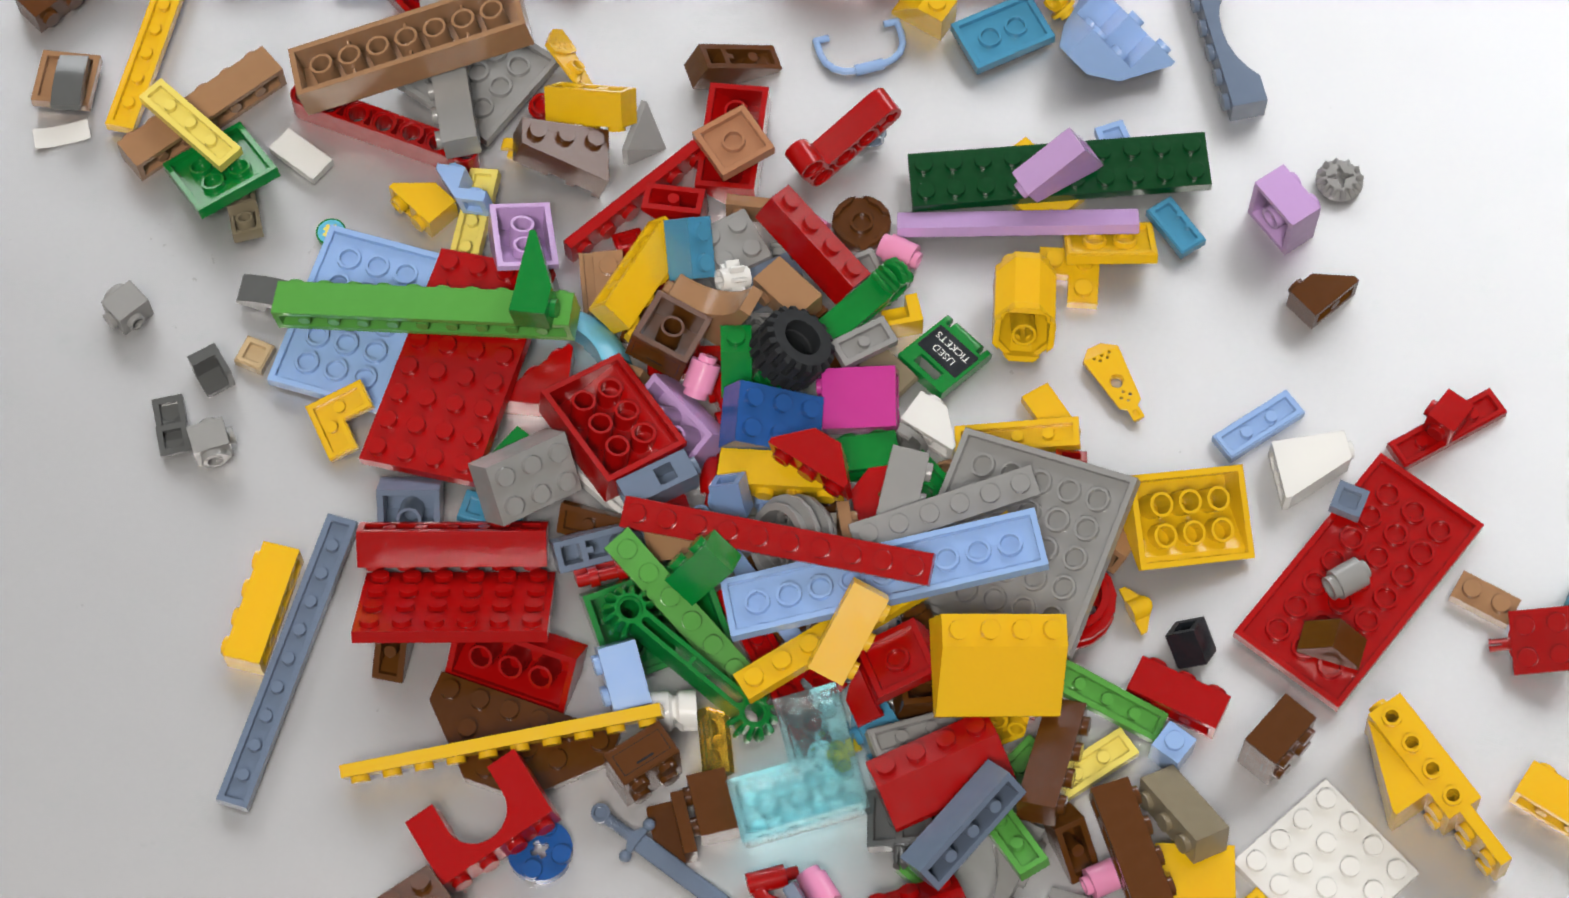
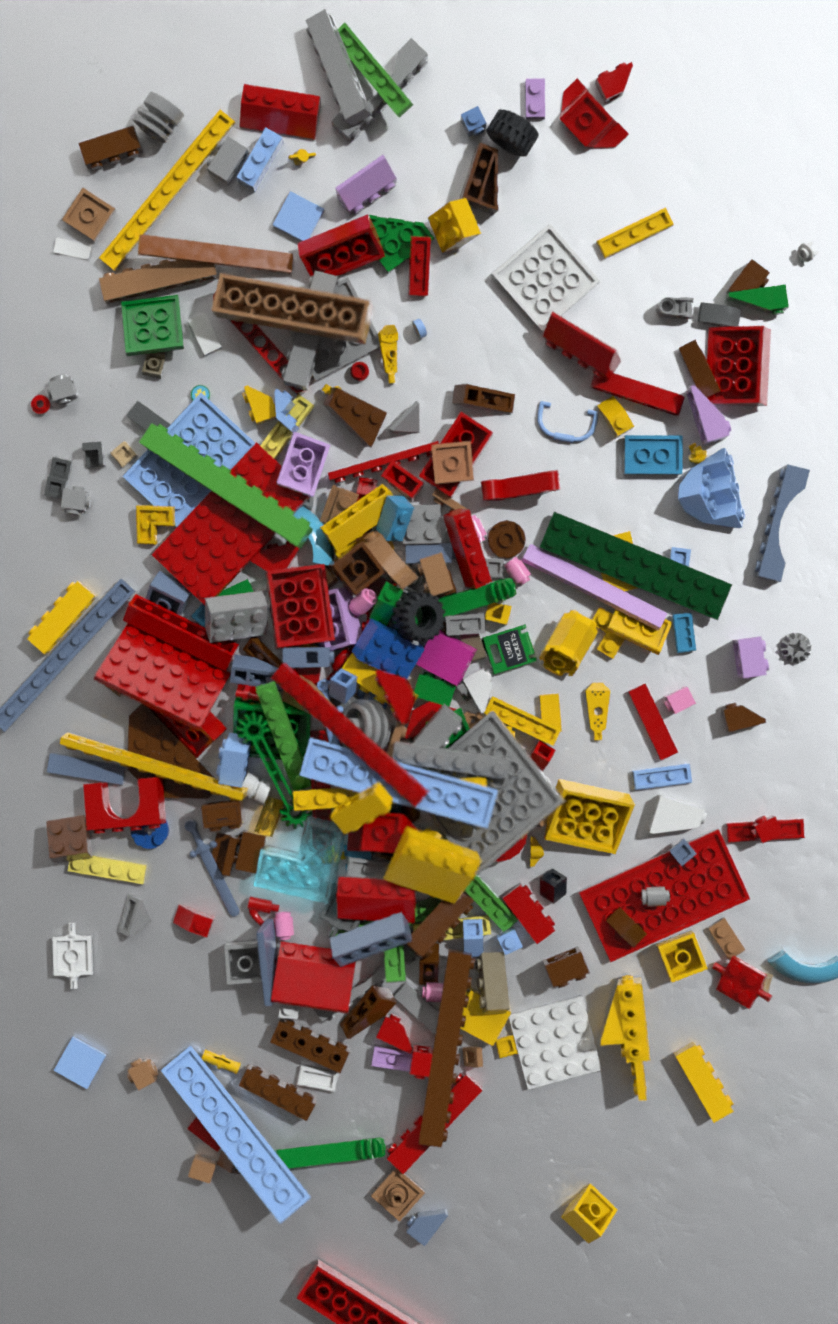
camera: 25 degrees right, 25 degrees up
(69, 82) = (87, 222): dark grey slope -> none
(102, 350) = (46, 406): none -> red plate
(191, 125) = (145, 291): light yellow plate -> none
(252, 45) = (215, 254): none -> dark orange tile
(397, 808) = (86, 768): none -> sand blue tile
(534, 295) = (287, 517): green slope -> none
(591, 105) = (384, 391): yellow brick -> none
(598, 21) = (419, 328): none -> light blue tile
(702, 566) = (304, 727): green brick -> none
(732, 276) = (409, 551): white gear -> none
(1056, 166) = (631, 570): lavender slope -> none
(1113, 757) = (473, 936): none -> light blue slope
(1202, 360) = (653, 721): none -> red tile
(1222, 312) = (679, 700): none -> bright pink brick
(1435, 647) = (681, 956): none -> yellow brick

